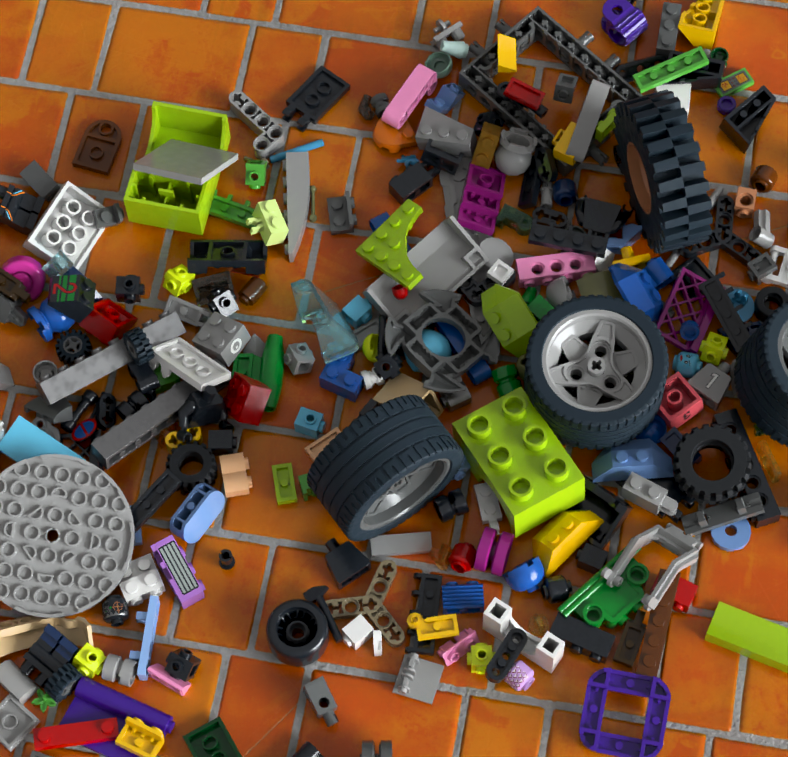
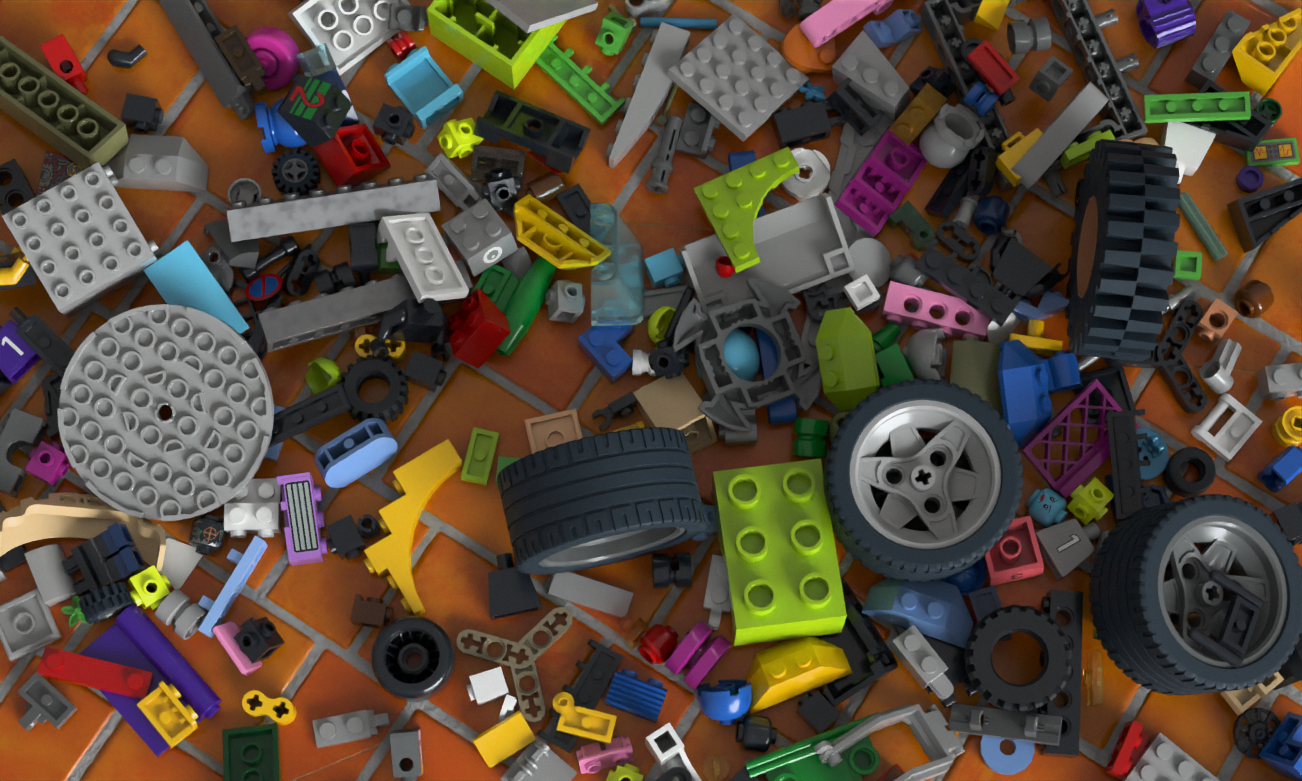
camera: 15 degrees right, 10 degrees up
(103, 637) = (178, 562): none -> white sticker
(111, 236) = (401, 45): none -> red wheel
(138, 258) = (423, 87): none -> medium azure panel
(138, 346) = (368, 210): black wheel -> none
(150, 471) = (323, 374): none -> lime hair
(209, 708) = (269, 707): none -> yellow axle
(214, 574) = (345, 539): none -> black brick
(234, 474) = (423, 420): light nougat brick -> none
(248, 518) = (393, 553): none -> yellow arch
(253, 616) = (370, 612): none -> reddish brown brick
(268, 222) = (600, 108): yellowish green brick -> none
(271, 700) = (348, 727): none -> light grey hinge
(274, 318) = (555, 236): none -> yellow wedge
(281, 296) = (576, 207): none -> black plate
(309, 422) = (544, 390): medium azure brick -> none
(316, 594) = (457, 617): black piece -> none
(326, 246) = (663, 166): none -> dark grey pin
(353, 169) = (737, 77): none -> light grey plate
(383, 663) = (504, 739): none -> yellow slope
(437, 214) = (818, 177): none -> white plate
(523, 249) = (904, 271): none -> dark grey head
(525, 117) = (985, 103): none -> blue wheel
(540, 64) = (1034, 35): none -> dark grey wheel
(630, 68) = (1148, 81): black plate -> none
(689, 330) = (1068, 467): blue tile -> none
(712, 173) = (1187, 265): none -> bright green tile
(713, 150) = (1201, 227): none -> sand green axle
(760, 268) = (1197, 418): dark grey bracket -> none

